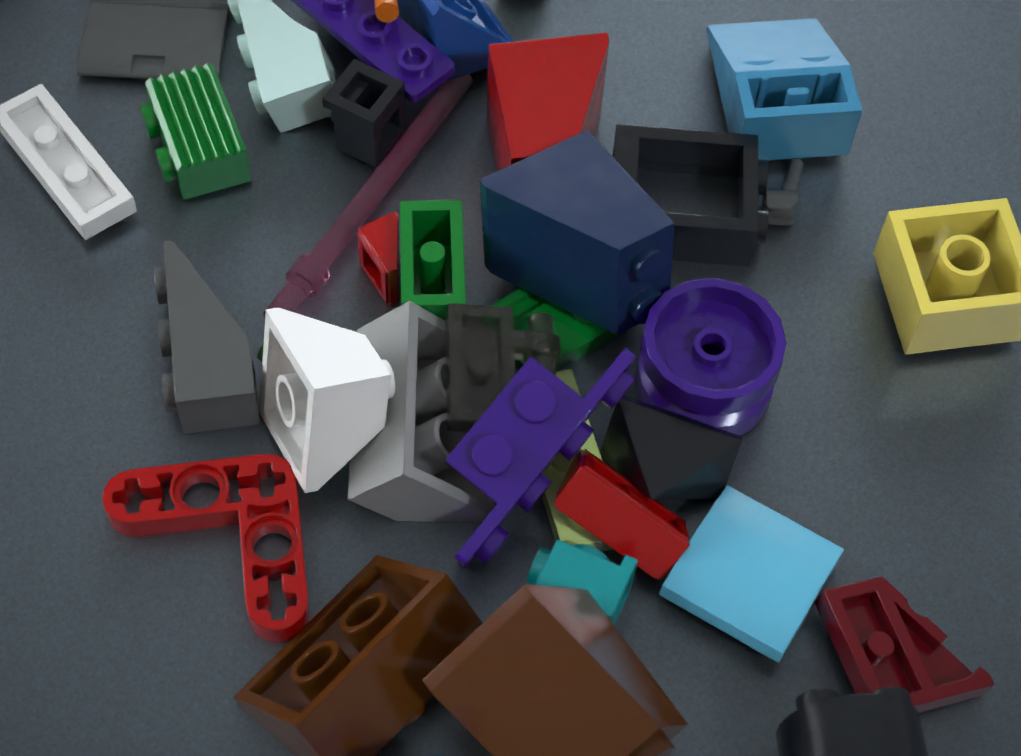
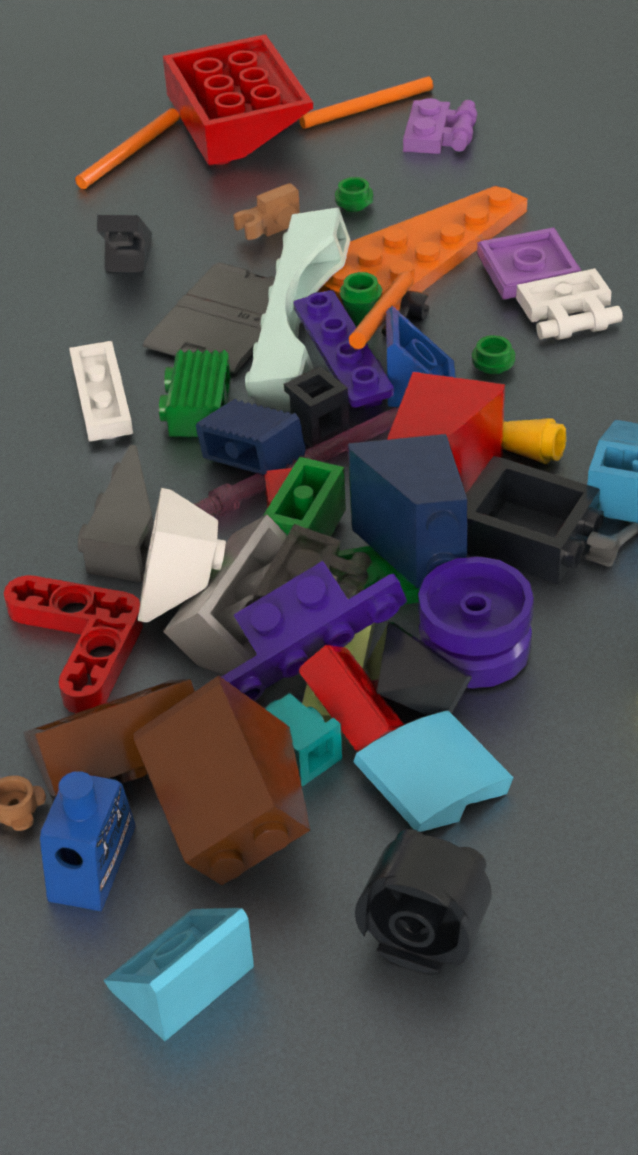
camera: 30 degrees right, 15 degrees down
(306, 181) = (251, 437): none -> dark blue brick
(637, 79) = (535, 439): none -> yellow cone
(893, 646) = (517, 854): dark red wing -> none

